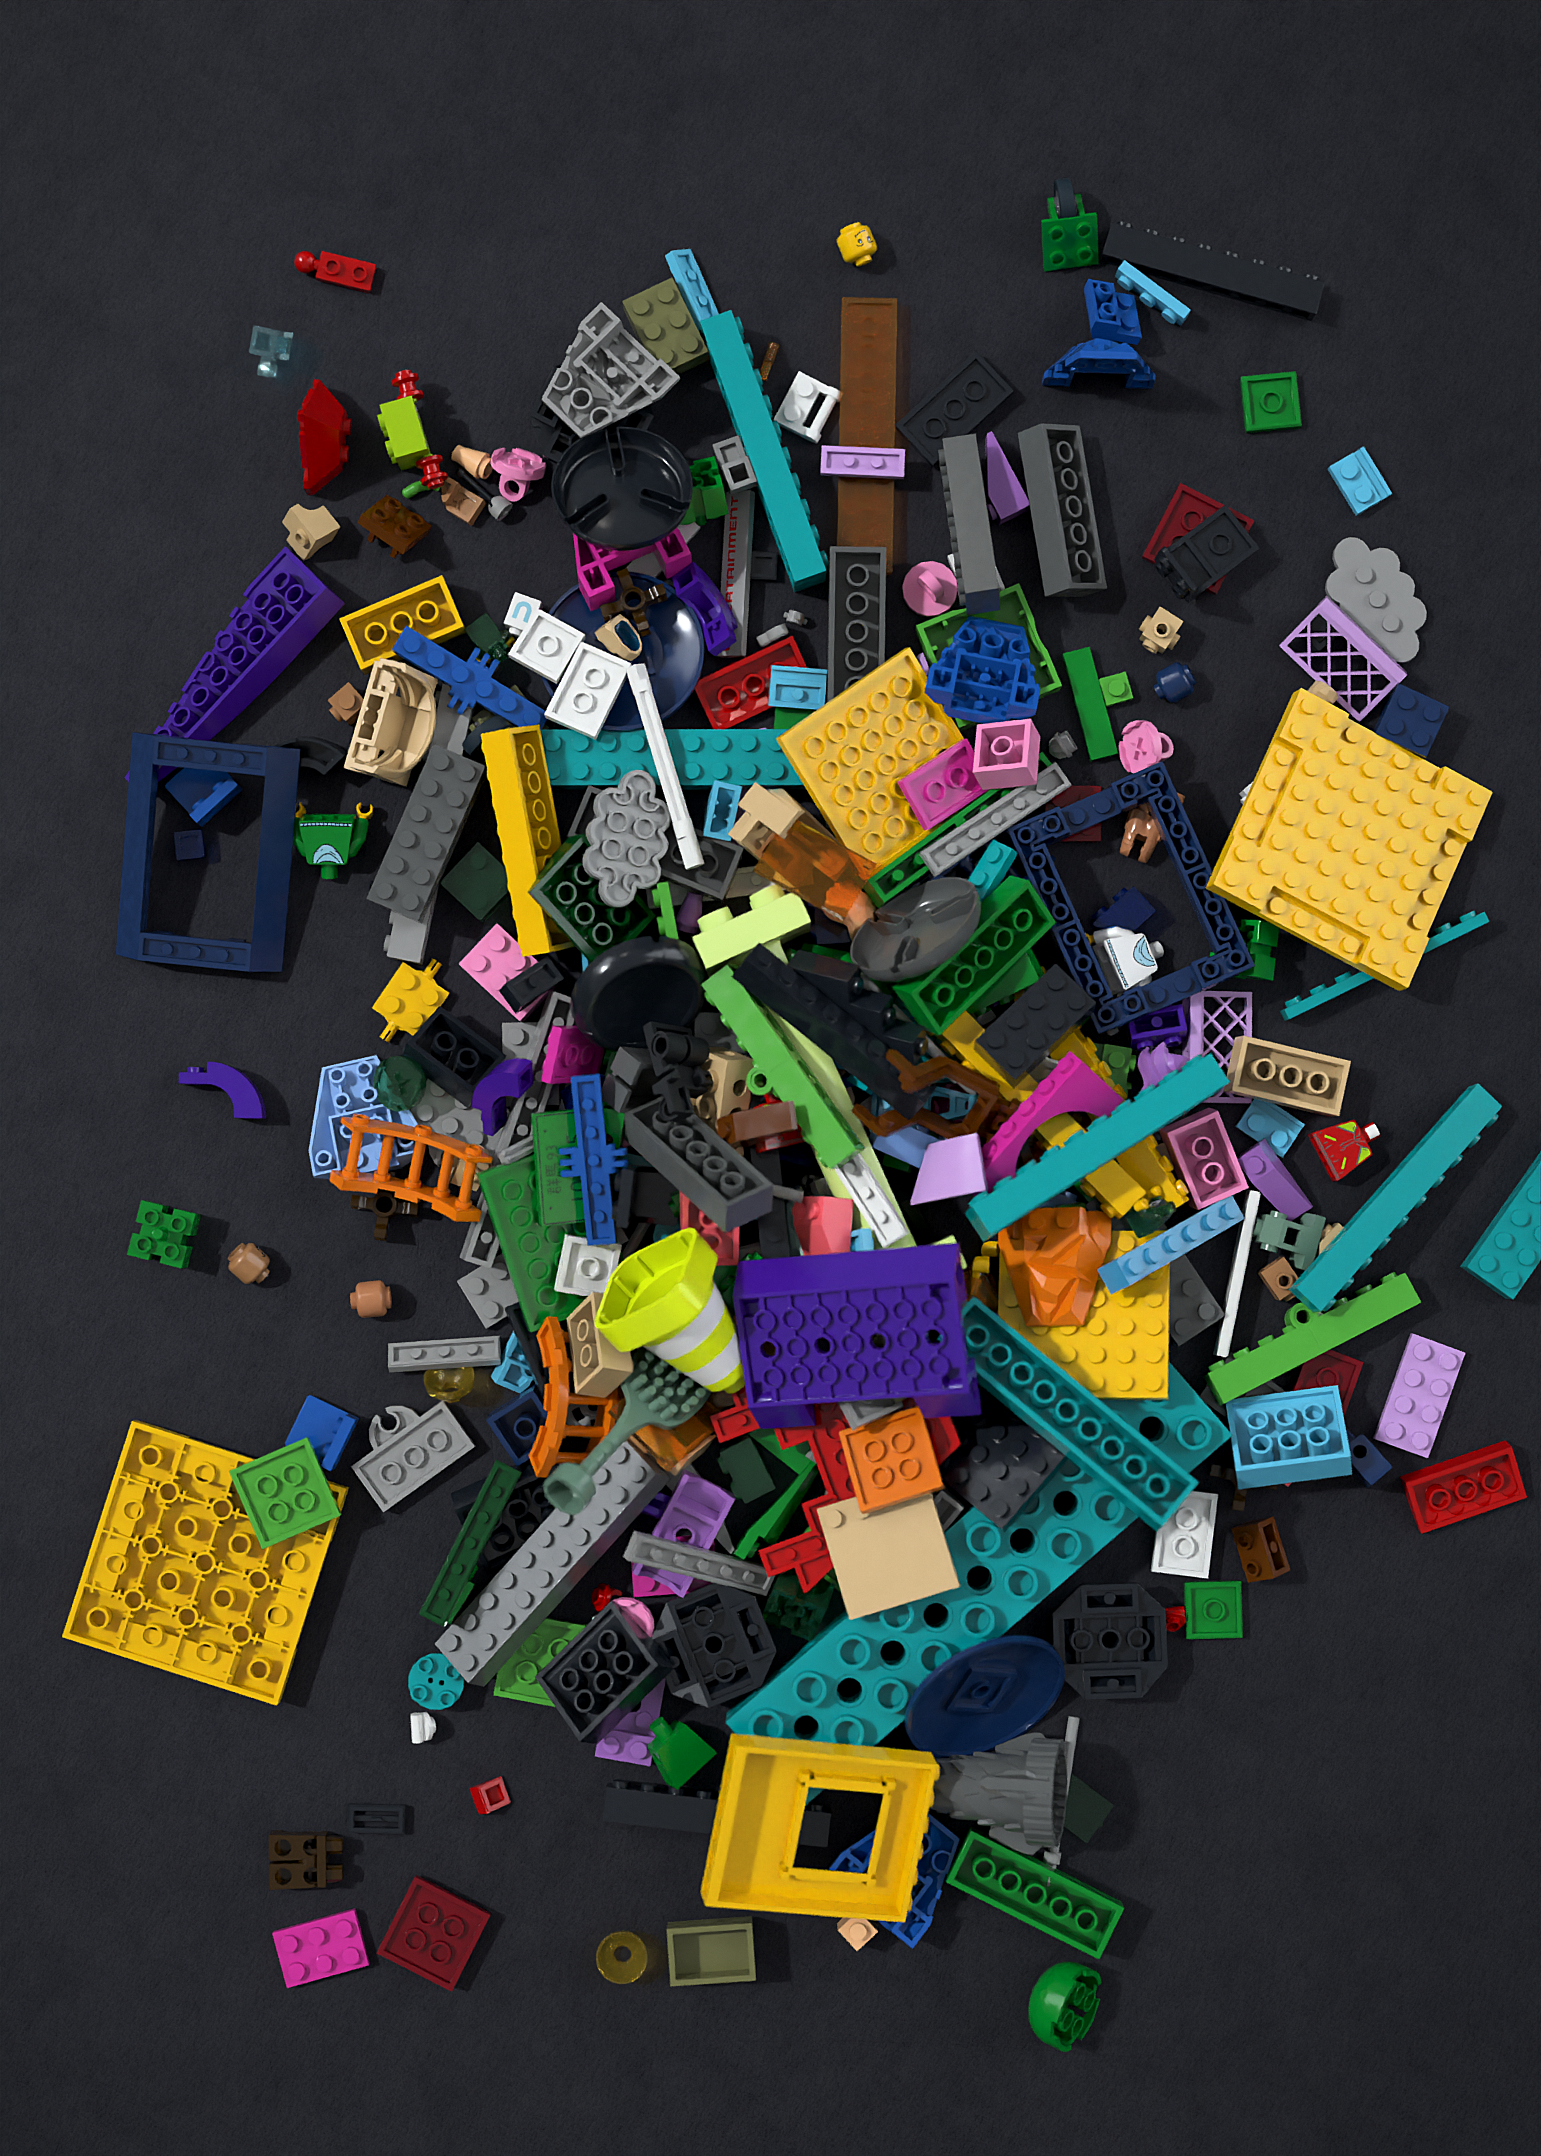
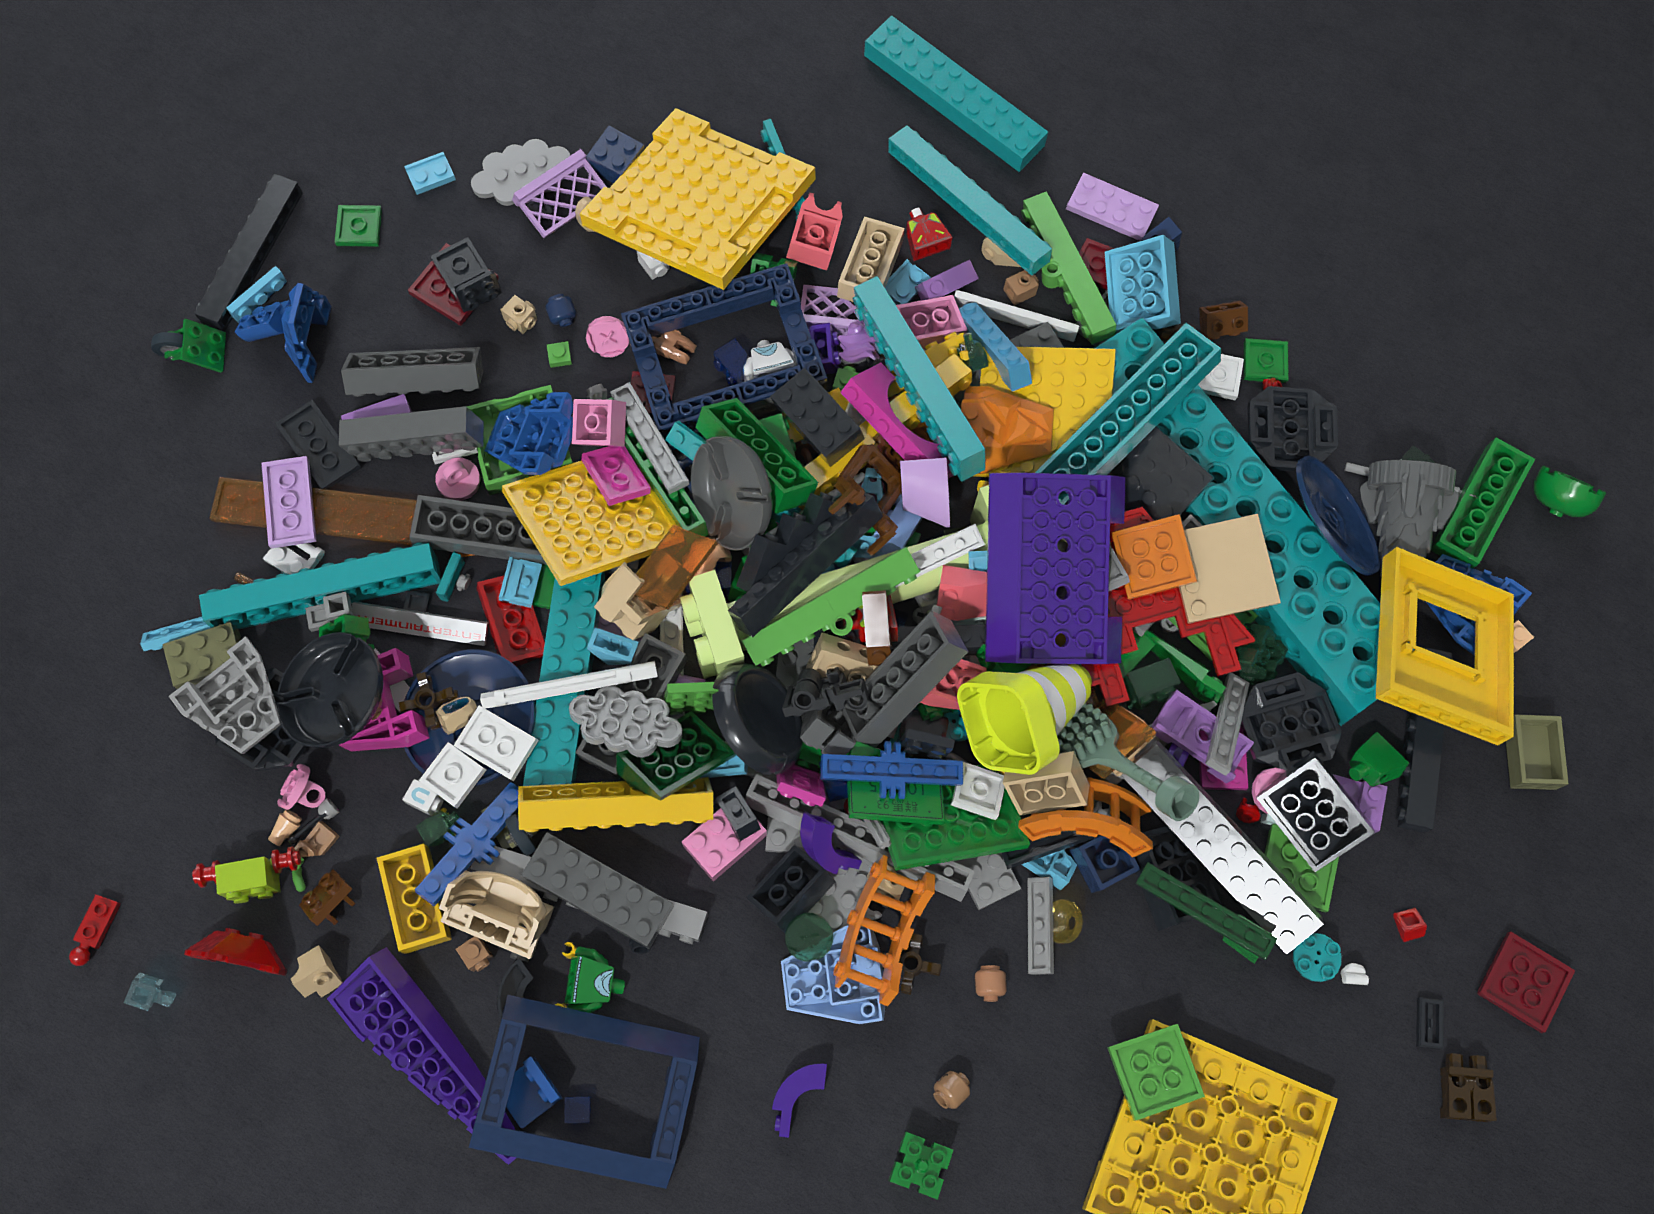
camera: 90 degrees left, 15 degrees down
(321, 1948) = (1540, 1083): dark pink plate -> none
(326, 1428) = (1096, 1033): blue bracket -> none
(410, 999) = (737, 926): yellow plate -> none
(410, 1452) = (1122, 963): light grey plate -> none
(478, 882) = (645, 855): clear green brick -> none
(618, 1971) = (1551, 822): clear yellow piece -> none
(709, 605) = (442, 644): dark purple arch -> none
(773, 635) = (474, 598): light grey tile -> none
(798, 601) = (450, 577): none -> teal tile
(857, 244) = (168, 502): yellow head -> none
(862, 462) = (346, 513): lavender plate -> none
(870, 389) = (288, 502): none -> lavender plate
(1090, 704) = (568, 373): green tile -> none
(1271, 1231) = (991, 270): sand green tile -> none
(1323, 1002) = (815, 234): none -> coral brick
(1463, 1486) = (1180, 184): red slope -> none

